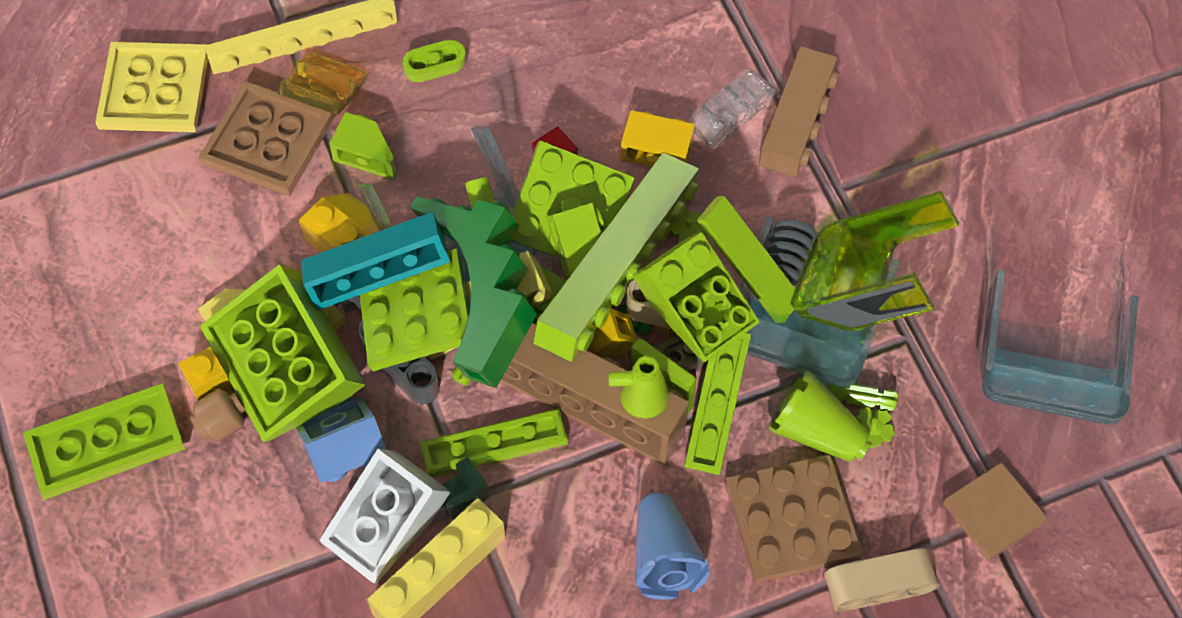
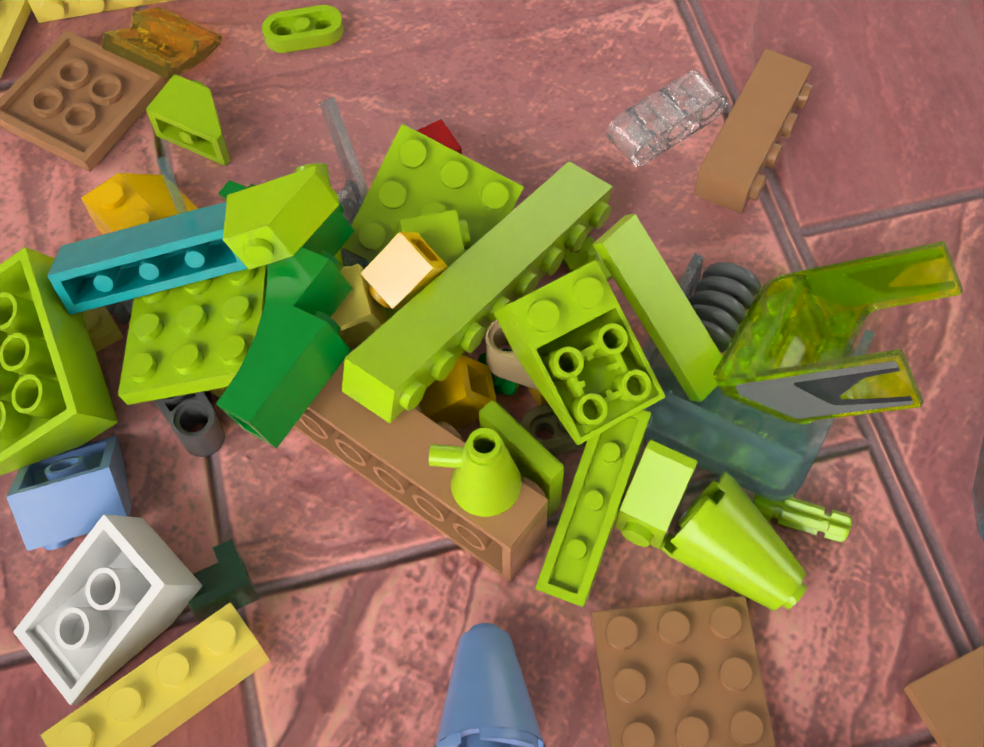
camera: 10 degrees right, 0 degrees up
(469, 224) = (277, 216): none -> lime slope
(494, 442) = (280, 521): lime tile -> none
(561, 253) = (402, 270): none -> brick
(651, 135) = (555, 138): yellow brick -> none
(759, 392) = (654, 495): none -> slope
(876, 425) = (816, 561): lime plant -> none

